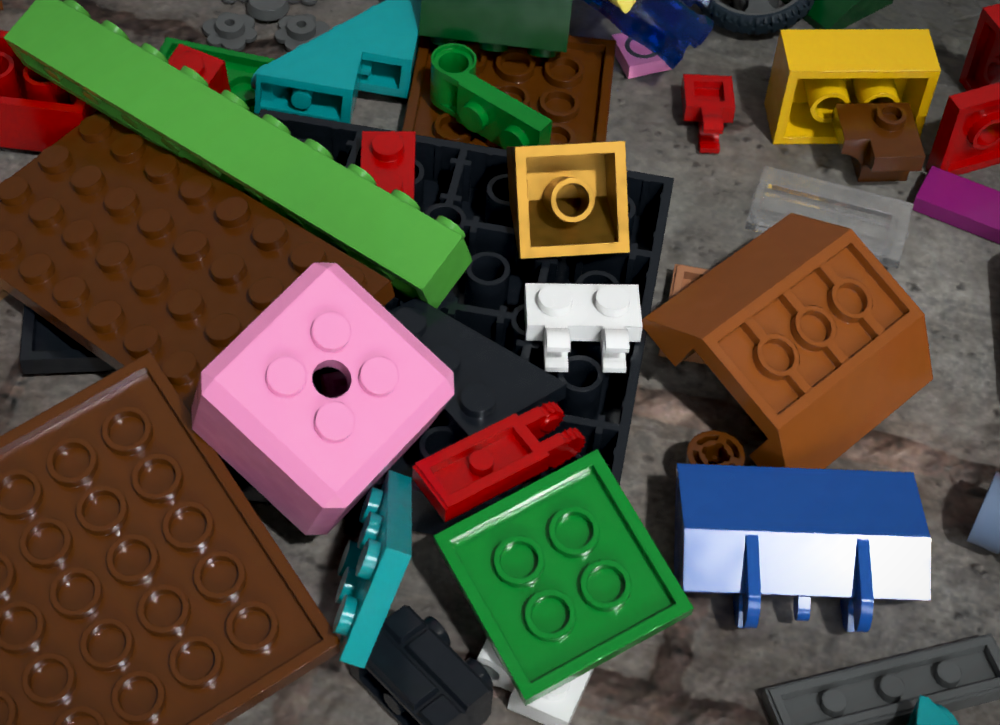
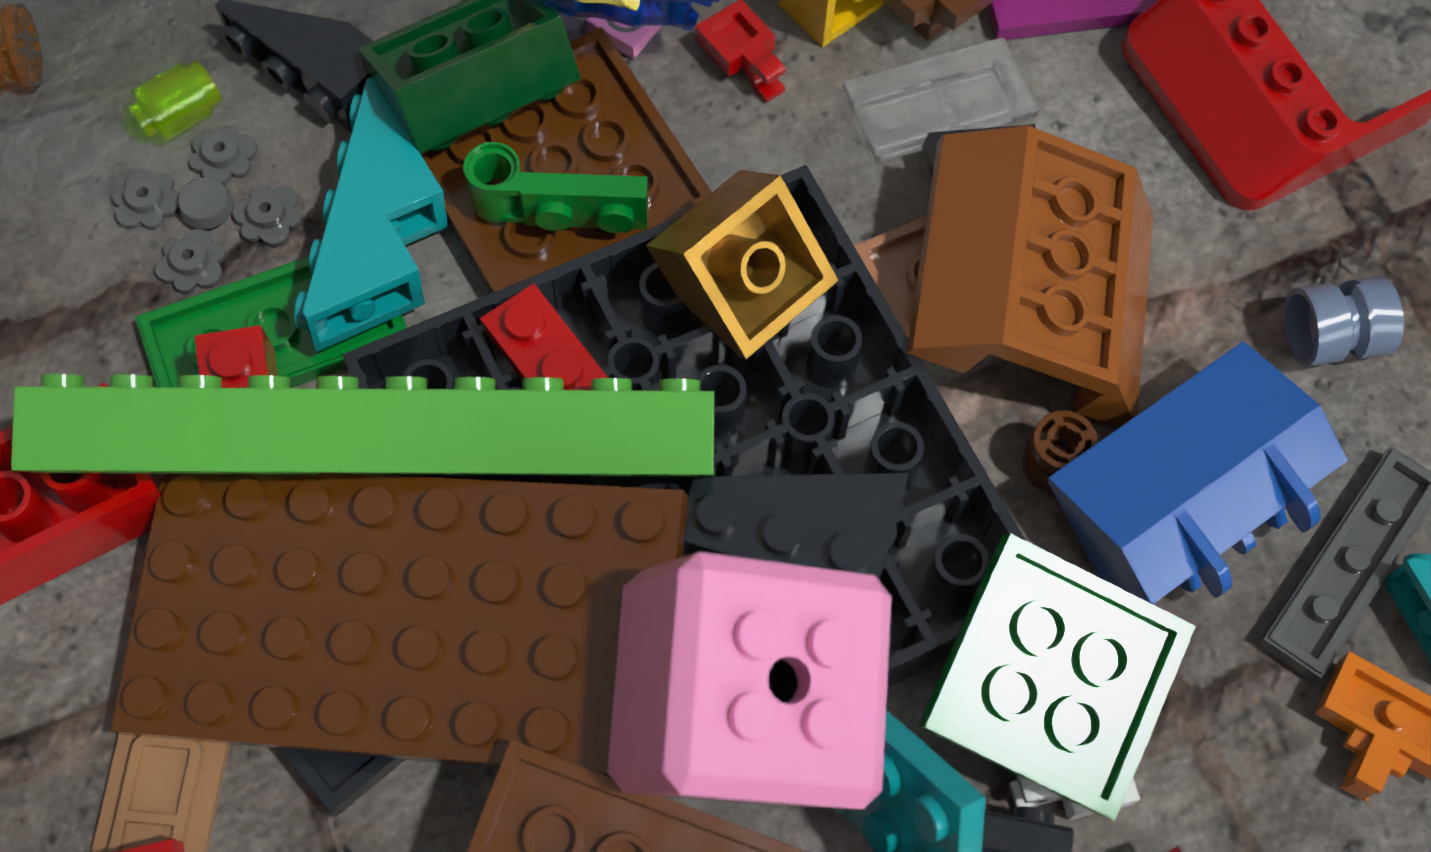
camera: 35 degrees left, 15 degrees up
(495, 460) = (921, 600): red hinge -> none
(583, 313) = (853, 381): white plate -> none

